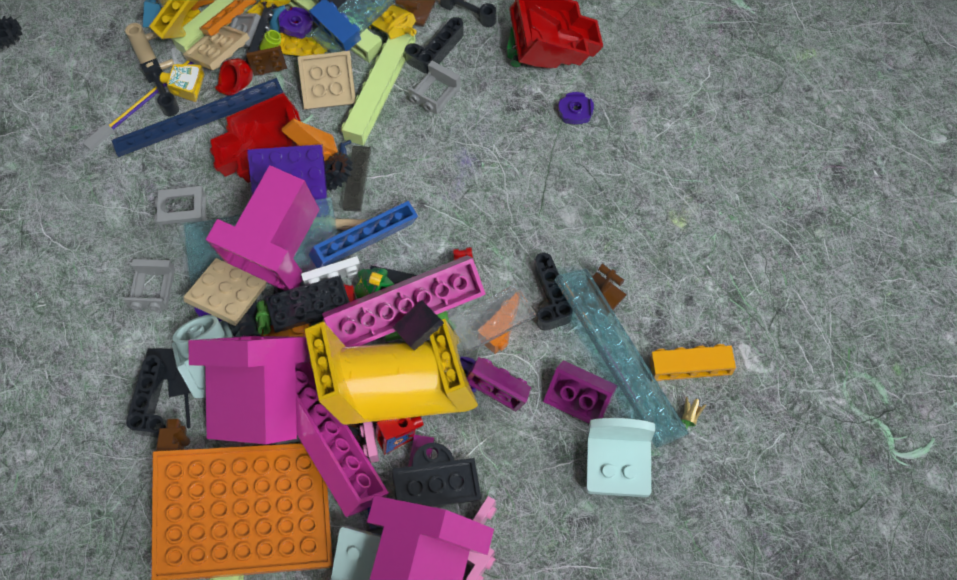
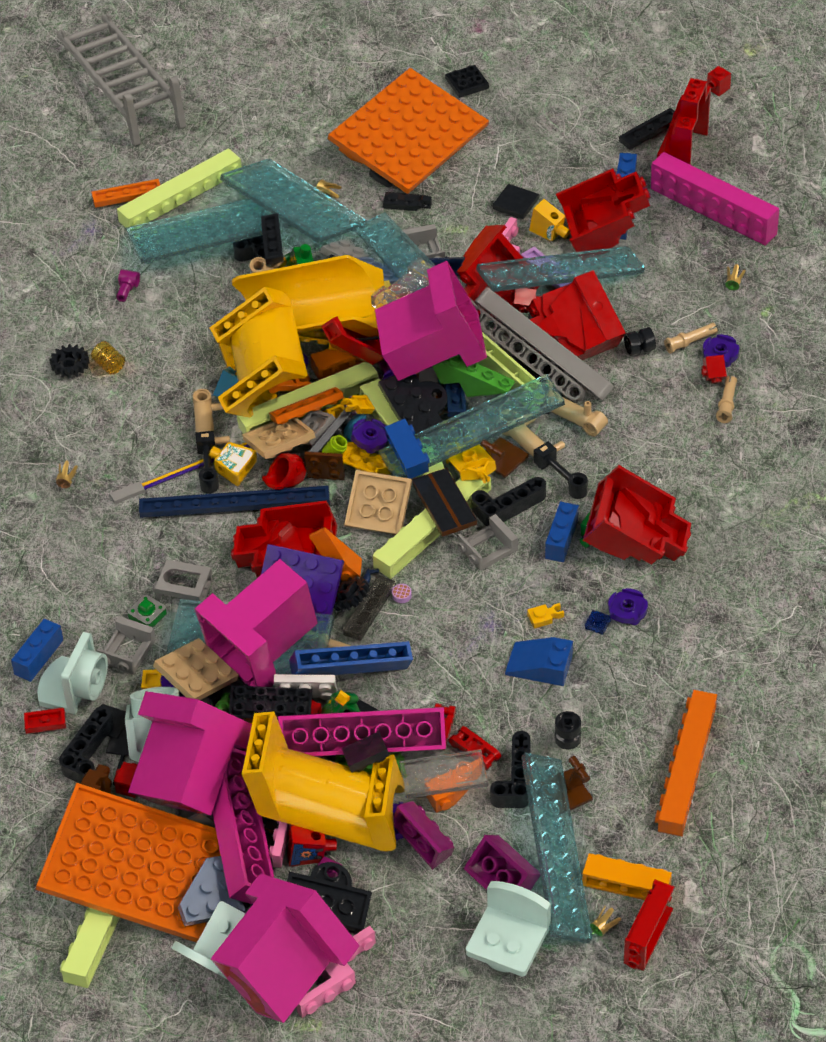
camera: 20 degrees right, 15 degrees down
(34, 142) = (64, 480): none -> pearl gold piece
(36, 19) = (108, 357): none -> clear yellow wheel
(66, 316) = (37, 650): none -> blue brick
(98, 385) = (44, 720): none -> red plate
(111, 334) = (74, 678): none -> light aqua piece
(157, 244) = (147, 611): none -> piece
(185, 312) = (150, 679): none -> yellow plate
(197, 419) = (124, 778): none -> red brick
(322, 518) = (205, 893): none -> sand blue plate
(379, 156) = (401, 593): none -> lavender tile
(385, 63) = (444, 502): none -> black tile
(493, 59) = (561, 532): none -> blue brick
(502, 278) = (474, 742): none -> red plate
(507, 138) = (544, 616): none -> yellow plate
(525, 179) = (541, 660): none -> blue slope
(557, 130) = (598, 622): none -> clear blue plate
(578, 238) = (567, 730): none -> black wheel
(692, 236) = (687, 763): none -> orange brick
(736, 405) = (648, 926): none -> red door

